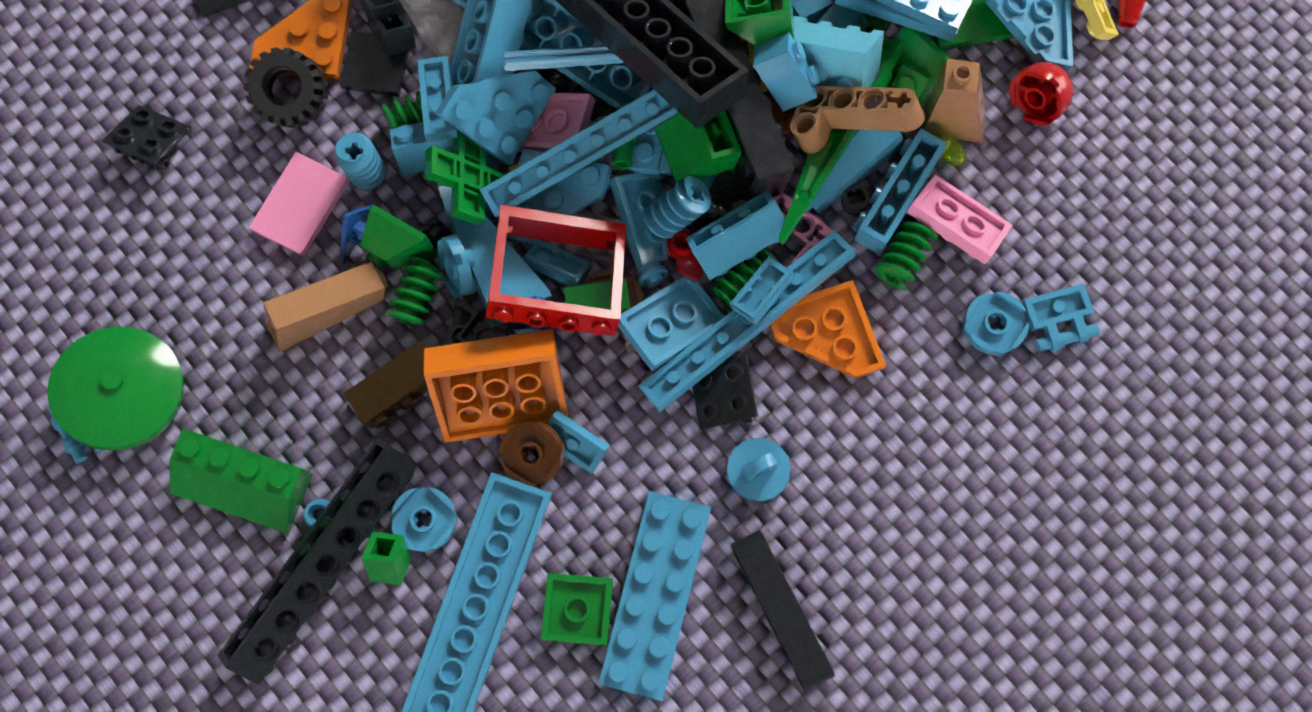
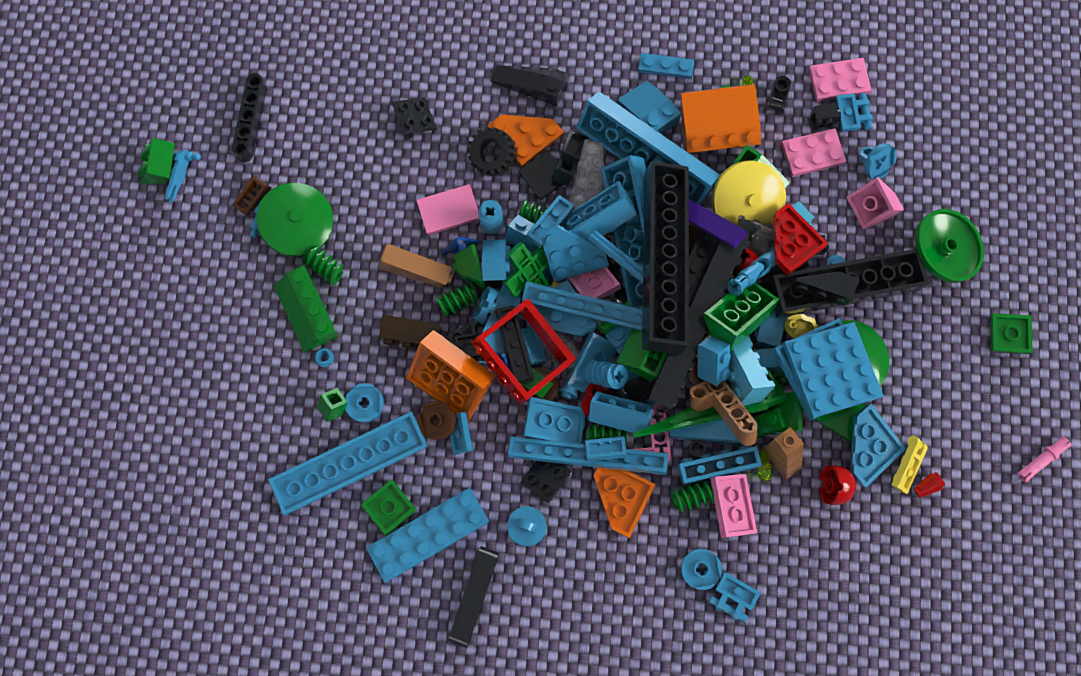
camera: 45 degrees right, 0 degrees up
(17, 404) = (265, 188): none -> reddish brown slope
(208, 407) = (323, 265): none -> green piece
(301, 567) = (275, 377): black brick -> none
(417, 202) = (494, 260): none -> dark azure brick
(537, 275) = (515, 346): none -> black tile

